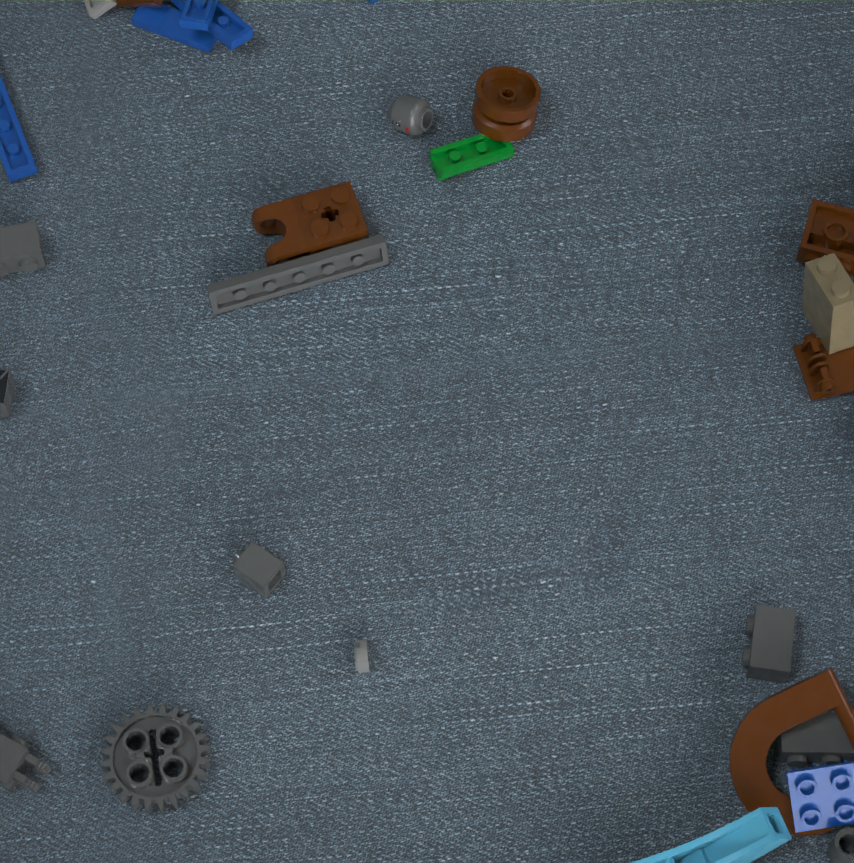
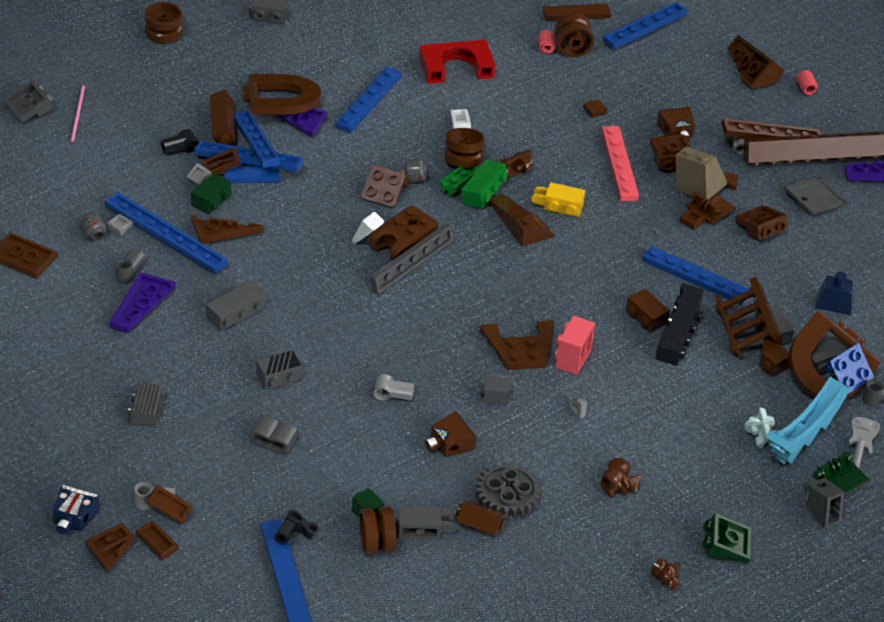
camera: 35 degrees left, 20 degrees down
(59, 106) = (222, 229): none -> reddish brown wing
(78, 791) = (480, 517): none -> reddish brown brick
(91, 39) = (211, 193): none -> dark green brick
(110, 493) = (386, 387): none -> light grey piece
(137, 621) = (451, 436): none -> reddish brown torso
(259, 195) = (367, 226): none -> white slope
(328, 813) = (617, 478): none -> reddish brown animal
(347, 123) = (384, 185): none -> reddish brown bracket
(354, 513) = (521, 352): none -> reddish brown wing
(422, 544) = (574, 344): none -> coral brick
(496, 181) = (484, 183): none -> green brick
(514, 272) = (522, 223): none -> reddish brown wedge
(542, 50) = (460, 118): none -> white slope
(575, 163) = (518, 163): none -> reddish brown hips
(588, 524) = (647, 310): none -> reddish brown brick
(596, 257) = (560, 199): none -> yellow hinge
(611, 827) = (760, 426): none -> light aqua hips
(614, 581) = (680, 325): none -> black wedge
(718, 488) = (693, 273): none -> blue plate
(727, 700) = (773, 357): none -> reddish brown slope
(741, 223) = (619, 163): none -> coral plate
(751, 634) = (765, 317): none -> reddish brown fence
(773, 102) = (595, 108): none -> reddish brown tile
(785, 377) = (692, 219): none -> reddish brown tile

